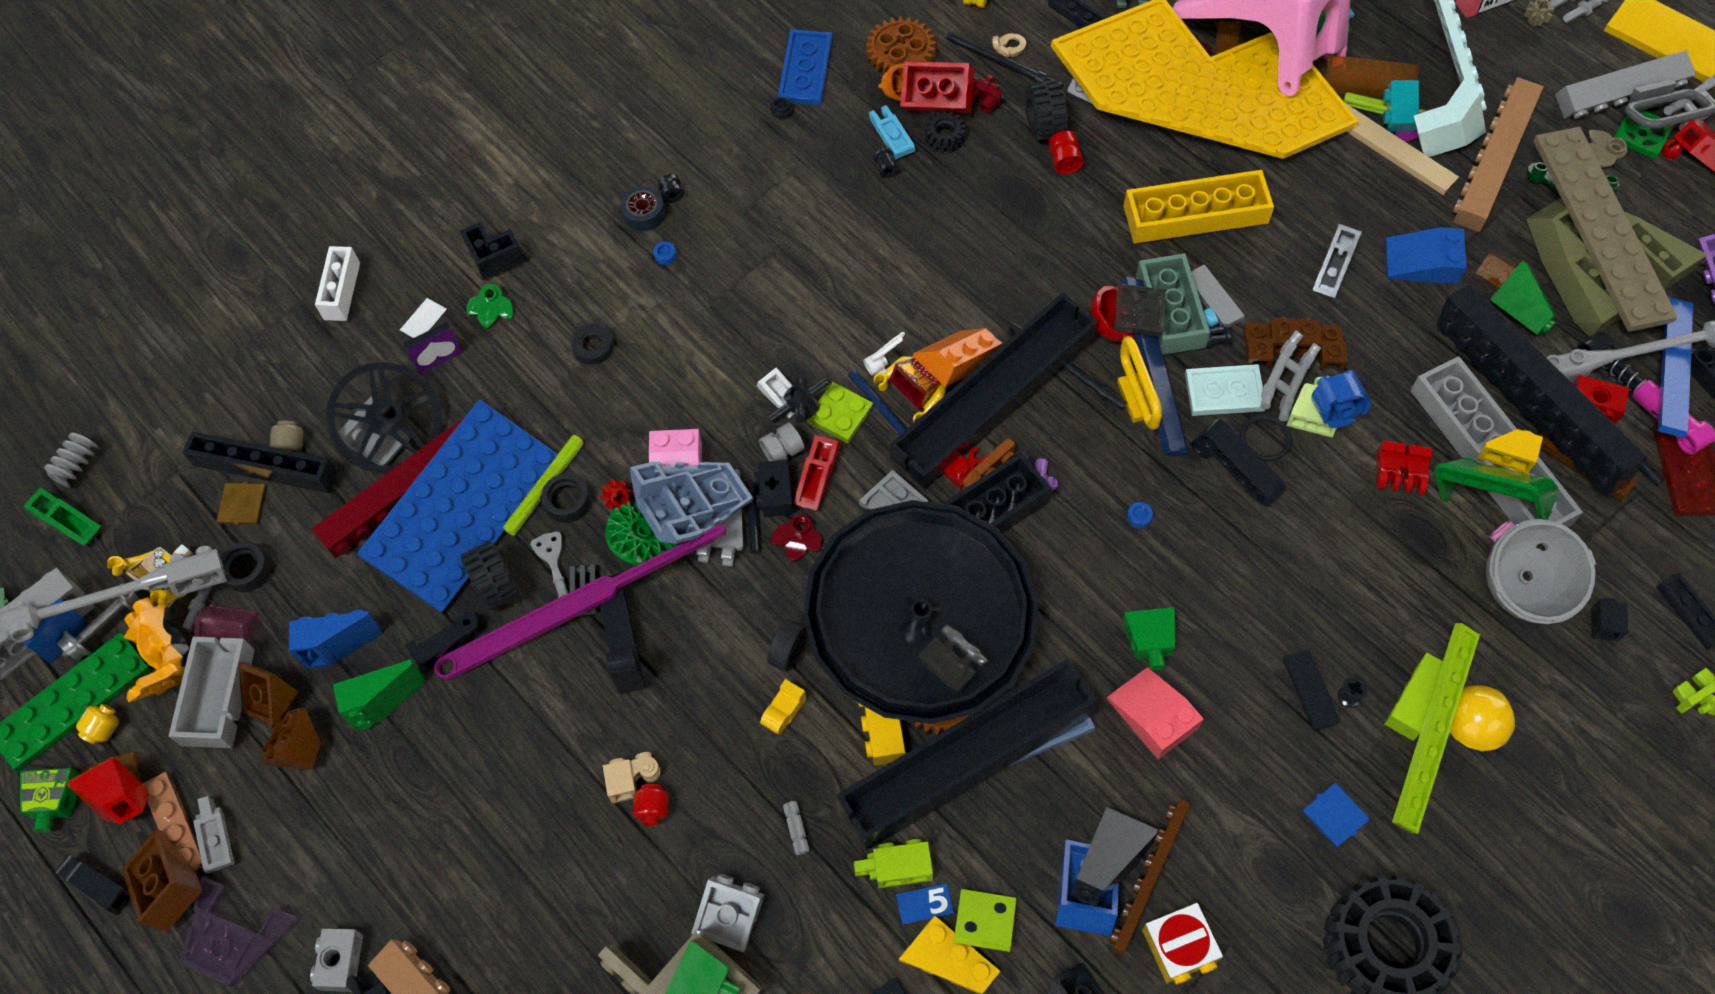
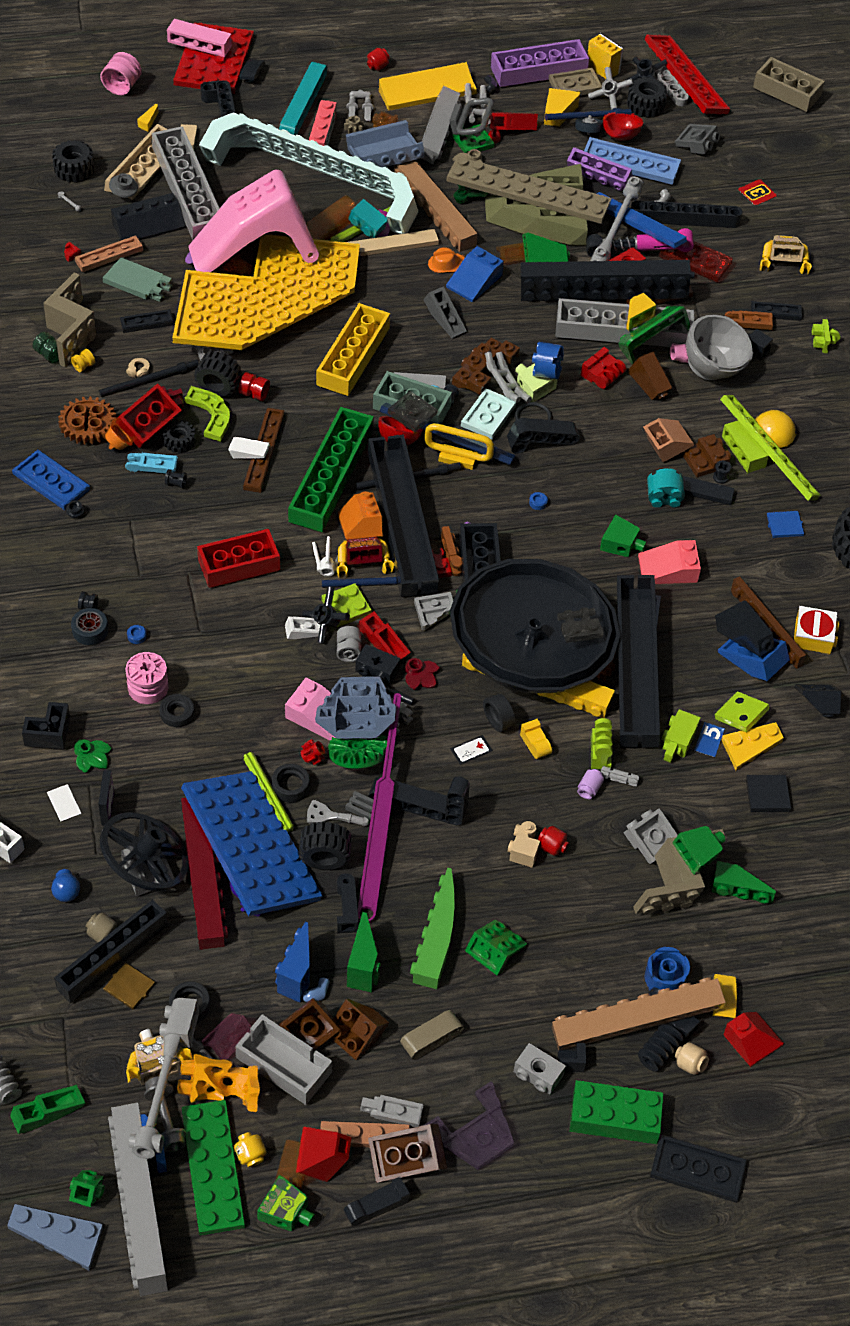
camera: 65 degrees left, 10 degrees down
(316, 378) = (65, 886): none -> blue piece
(319, 678) = (319, 992): none -> medium blue arm
(325, 821) = (431, 1034): none -> dark tan beam
(456, 753) = (436, 936): none -> bright green slope
(479, 822) = (494, 945): none -> green bracket
(605, 292) = (147, 678): none -> bright pink wheel
(732, 648) = (471, 749): none -> white sticker
(760, 801) = (590, 784): none -> lavender brick
(818, 277) = (238, 558): none -> red brick
(827, 778) = (601, 744): none -> lime legs
(975, 198) = (248, 448): none -> white slope
(992, 214) = (259, 466): none -> reddish brown tile
(1006, 145) = (215, 406): none -> lime plate
(1007, 286) = (331, 469): none -> green brick
(1264, 640) = (665, 488): none -> teal brick
(1349, 599) = (667, 438): none -> nougat slope
(1367, 659) = (705, 455): none -> reddish brown plate
(1421, 214) = (445, 260): none -> orange piece
(1433, 527) = (650, 376): none -> reddish brown slope
(1532, 55) = (385, 145): none -> sand blue panel
(1572, 32) = (383, 119): none -> clear orange brick
(1644, 588) = (751, 319): none -> dark orange hinge

